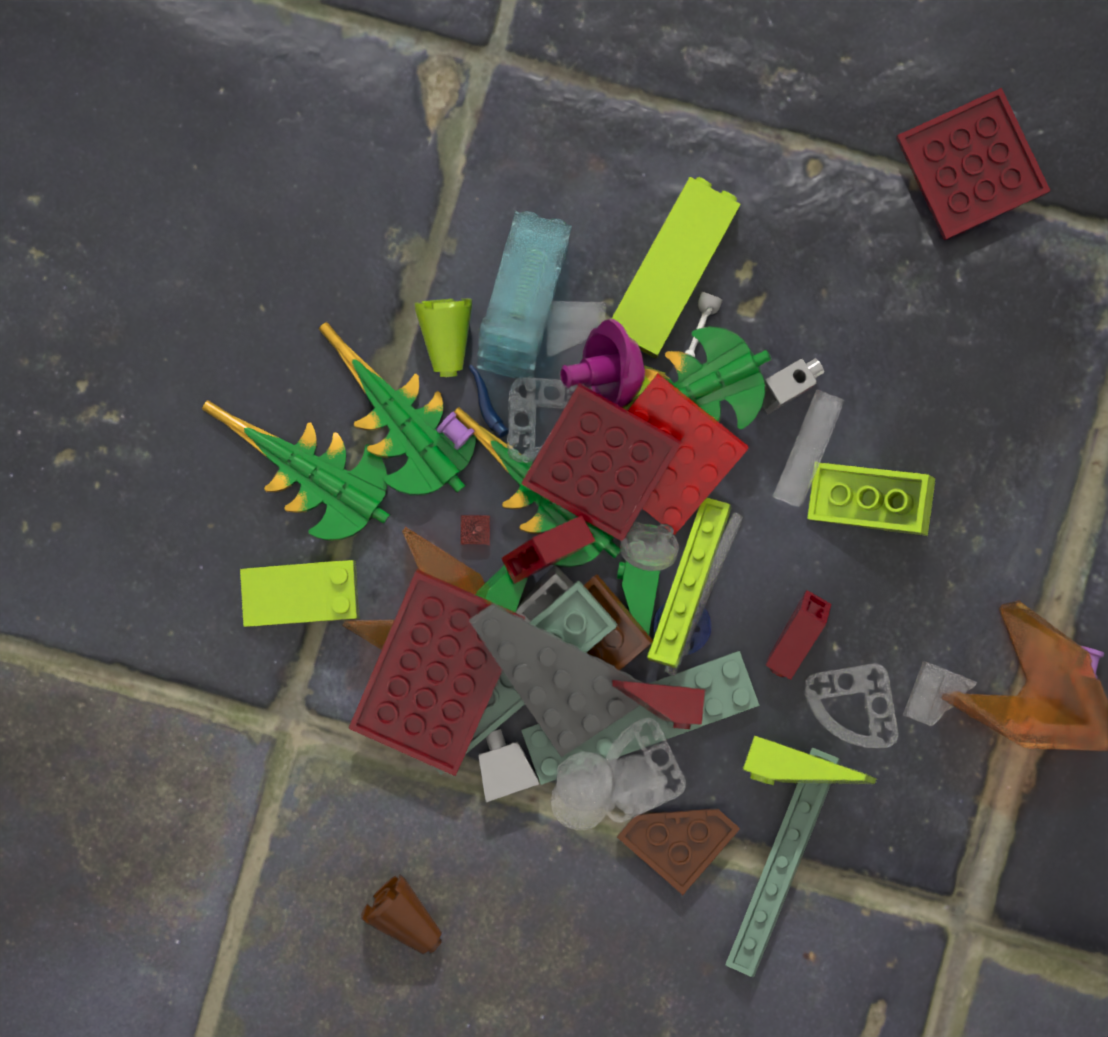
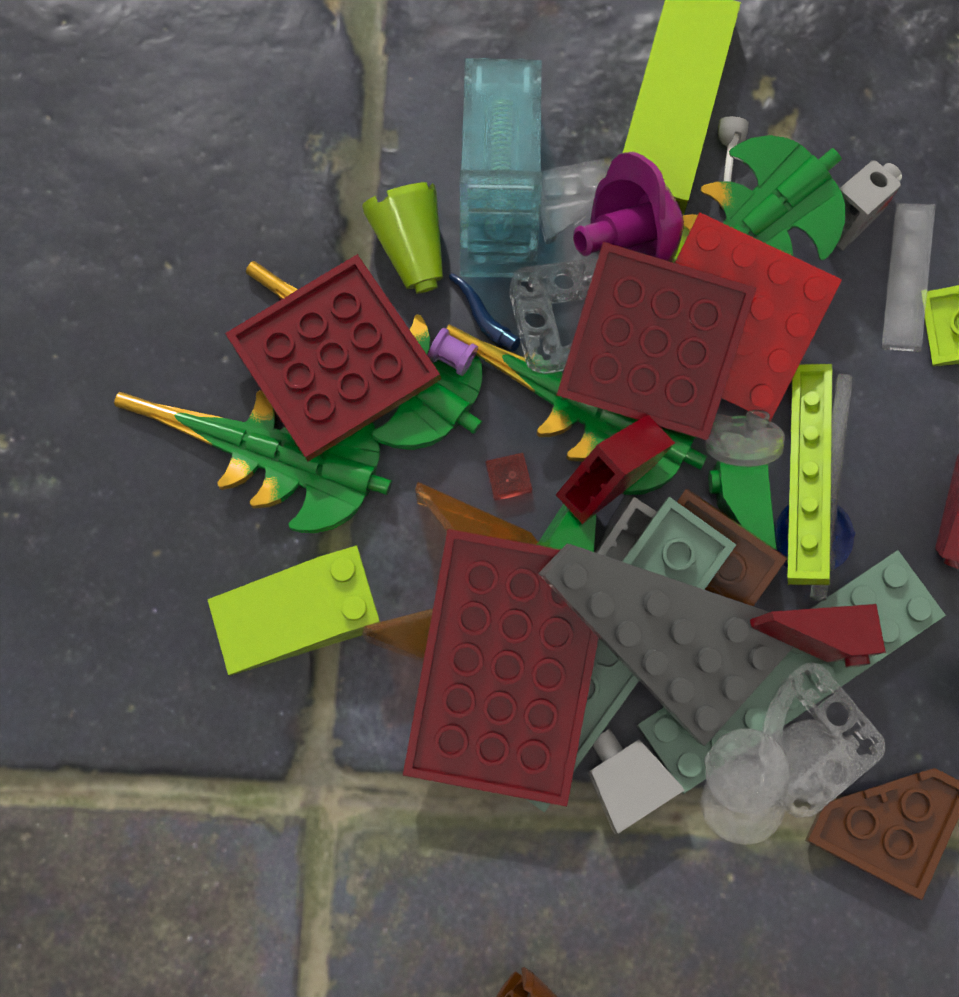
camera: 15 degrees left, 10 degrees down
(366, 415) = (333, 357): none -> dark red plate

